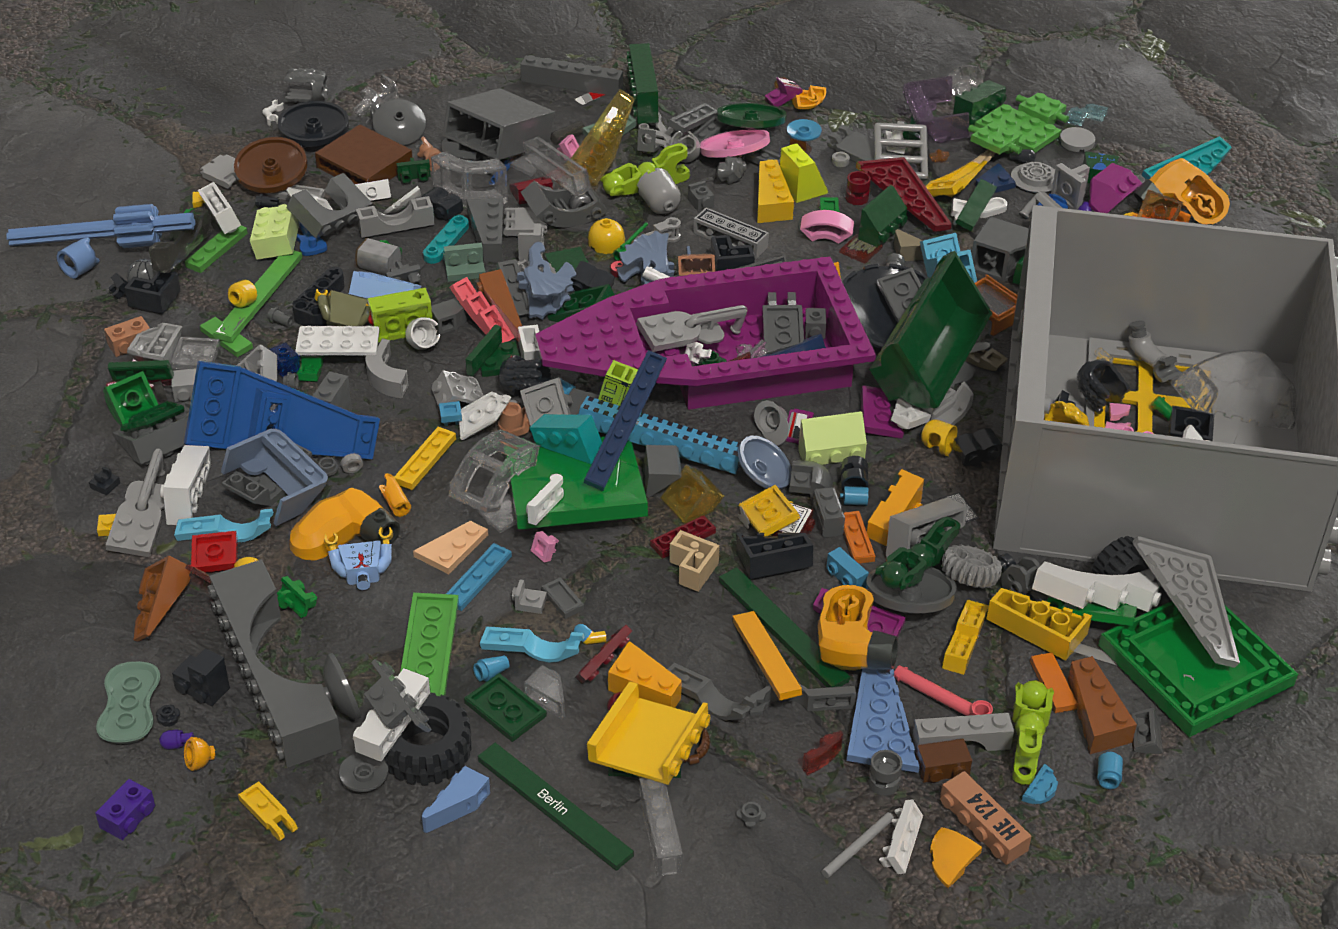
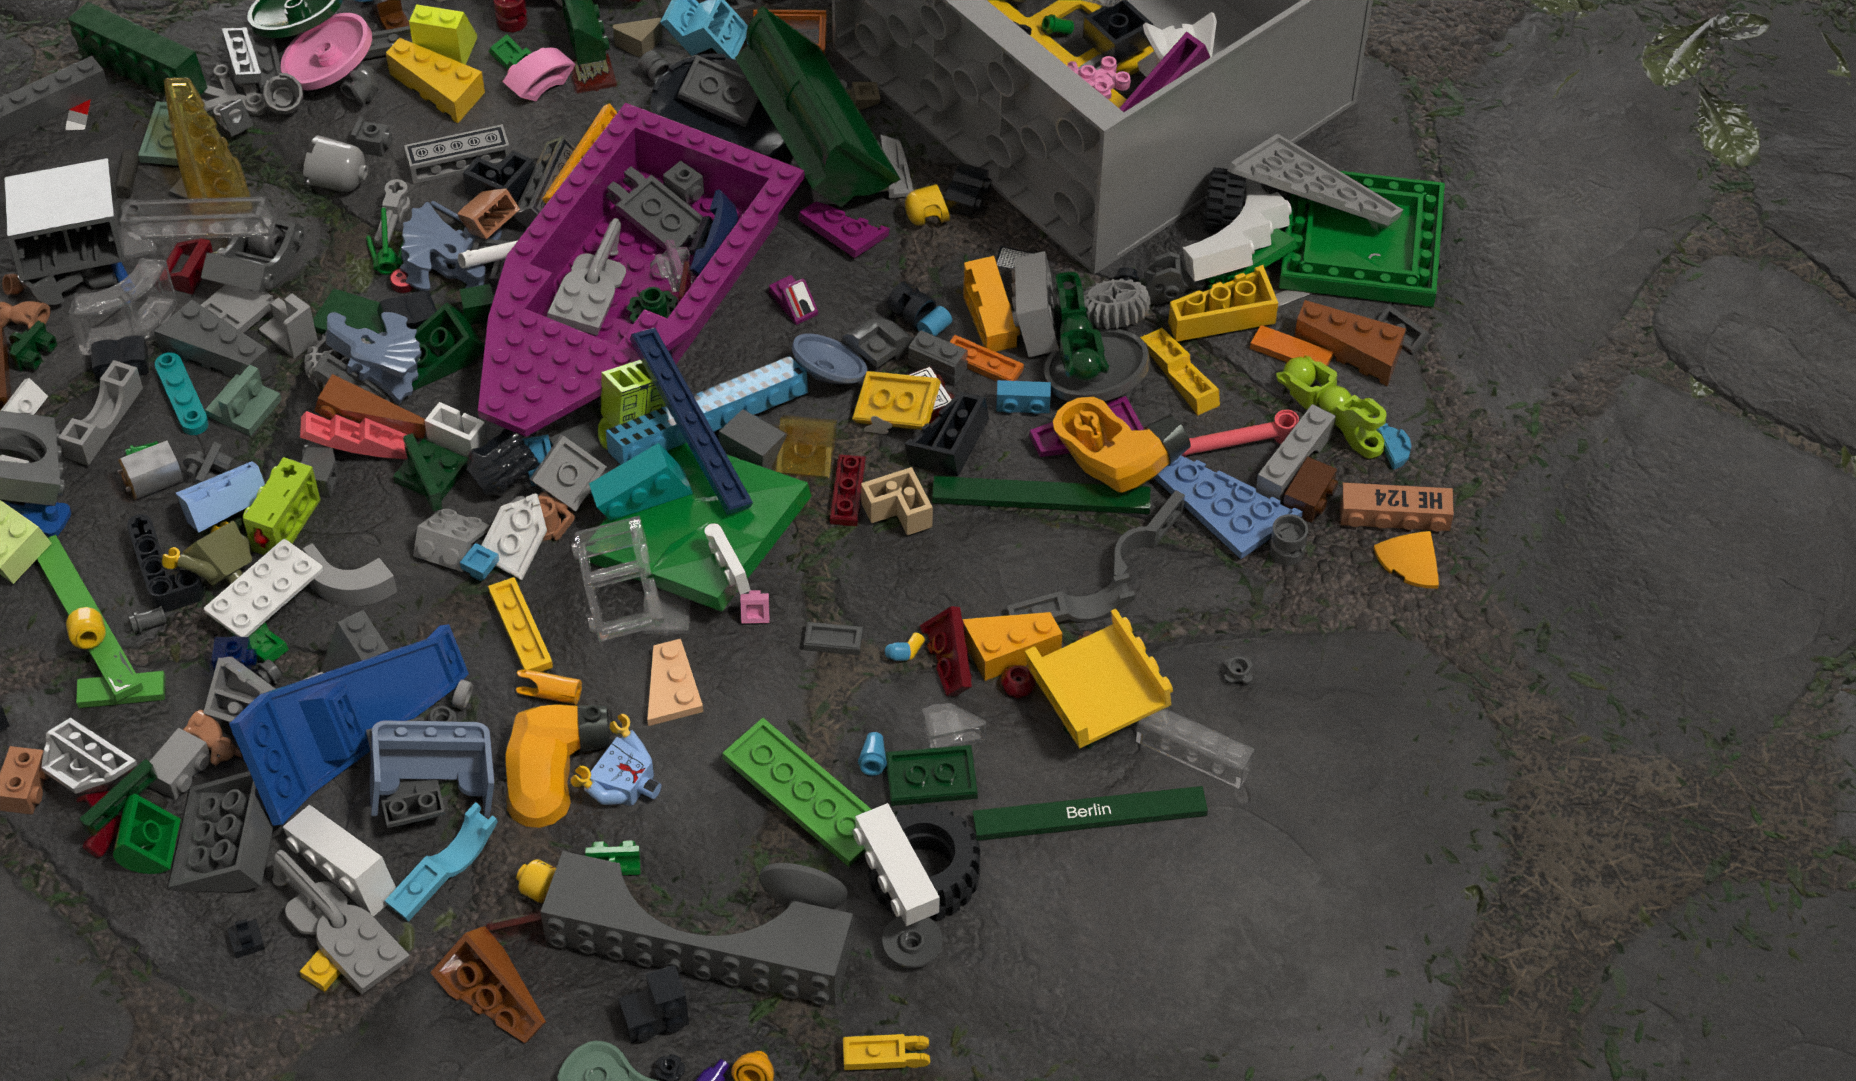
camera: 50 degrees left, 10 degrees up
(152, 416) = (199, 829): dark green tile -> none
(192, 349) = (127, 728): clear plate -> none
(214, 551) = (471, 894): red plate -> none
(391, 701) = (899, 851): dark grey bracket -> none
(402, 203) = (87, 388): white brick -> none
(422, 333) = (326, 510): white helmet -> none
(460, 798) = (1015, 873): medium blue slope -> none
(480, 574) = (733, 686): dark azure tile -> none
(525, 641) = (868, 704): medium azure piece -> none
(528, 599) = (810, 666): light grey bracket -> none
(568, 146) = (154, 187): bright pink tile -> none
(606, 236) = (342, 256): yellow cylinder -> none
(625, 178) = (287, 153): lime piece -> none
(696, 352) = (632, 304): white plate -> none
(767, 655) = (1074, 528): light orange tile -> none
(772, 421) = (777, 315): light grey piece -> none
(828, 749) = (1220, 567): clear red slope -> none
(832, 438) = (852, 287): yellowish green slope -> none
(858, 844) = (1339, 616): light grey bar -> none
(903, 837) = (1364, 579): white plate -> none
(908, 415) = (873, 208): white wing -> none
(1110, 770) = (1424, 384): dark azure brick -> none

